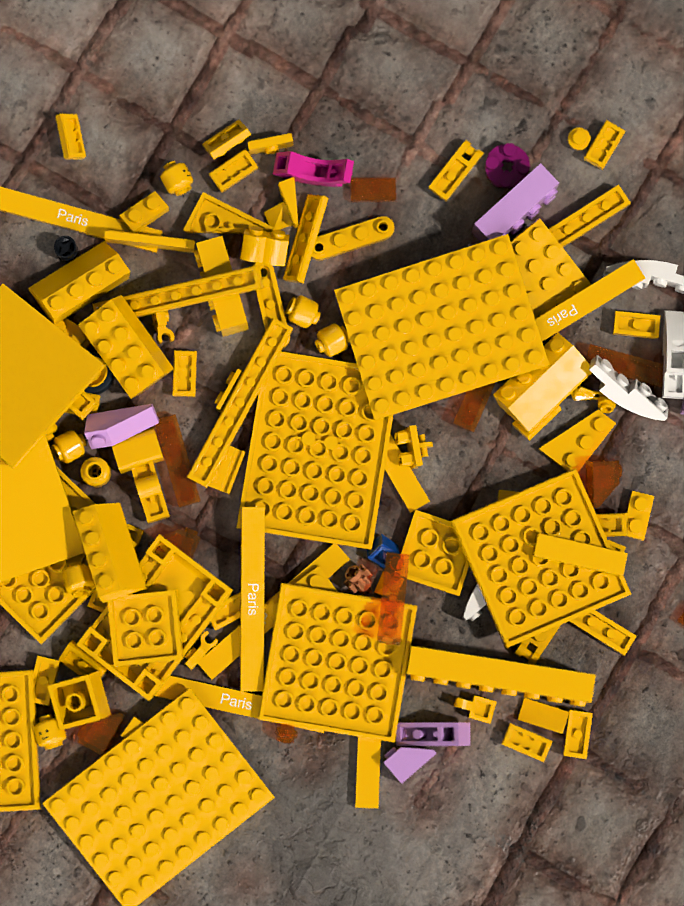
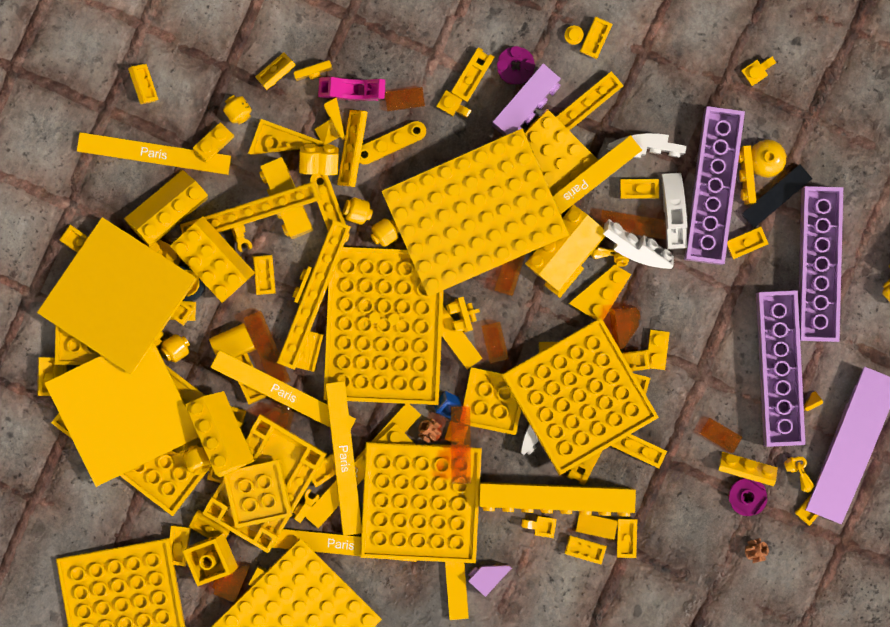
camera: 10 degrees left, 5 degrees up
(48, 732) = (188, 589): yellow head -> none
(62, 247) = (148, 179): black wheel -> none
(97, 464) = (192, 367): yellow head -> none
(117, 425) = (213, 326): lavender slope -> none
(150, 241) = (221, 166): yellow tile -> none
(179, 505) = (273, 388): none -> yellow tile
(233, 170) = (284, 97): yellow plate -> none
(286, 734) = (385, 566): clear orange plate -> none
(427, 202) = (451, 104): none -> yellow plate
(433, 734) = (507, 552): lavender slope -> none
(446, 484) = (494, 342): none -> clear orange plate
(580, 554) = (612, 390): yellow tile -> none

